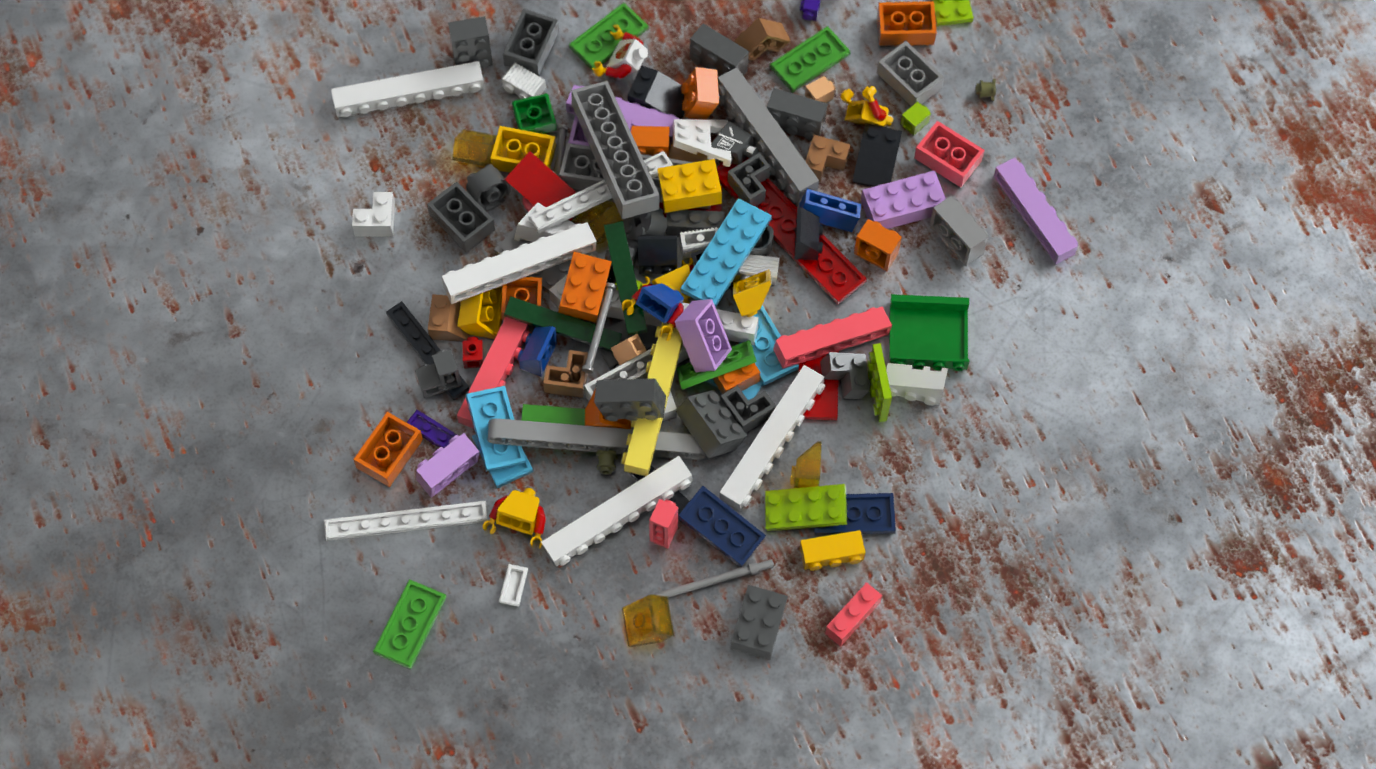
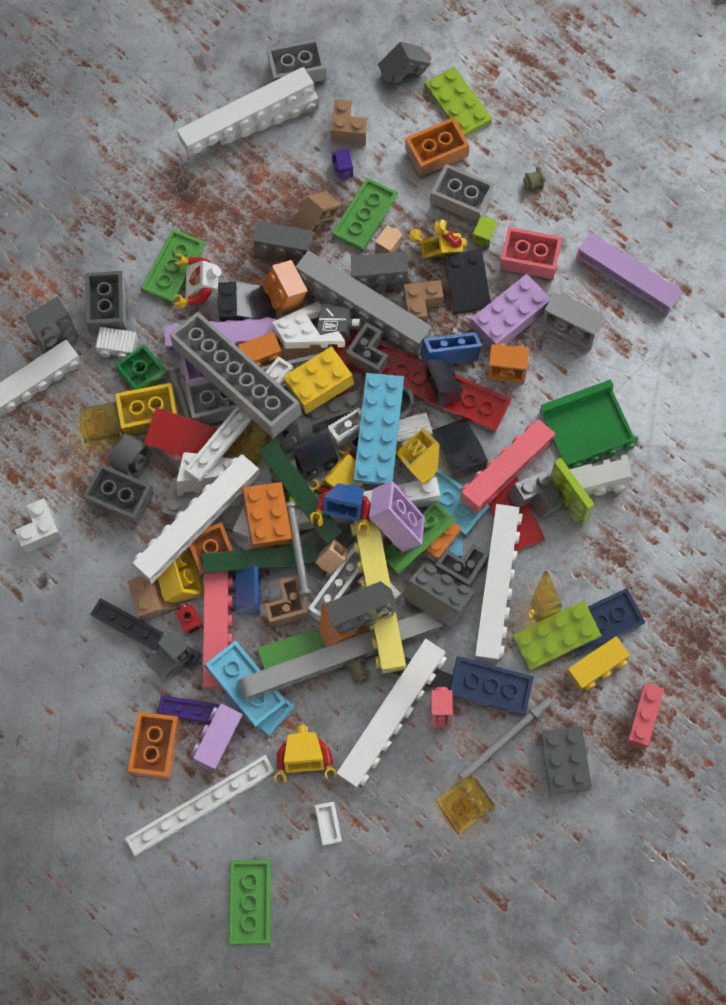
camera: 20 degrees left, 5 degrees up
(795, 304) = (460, 449): none -> black slope

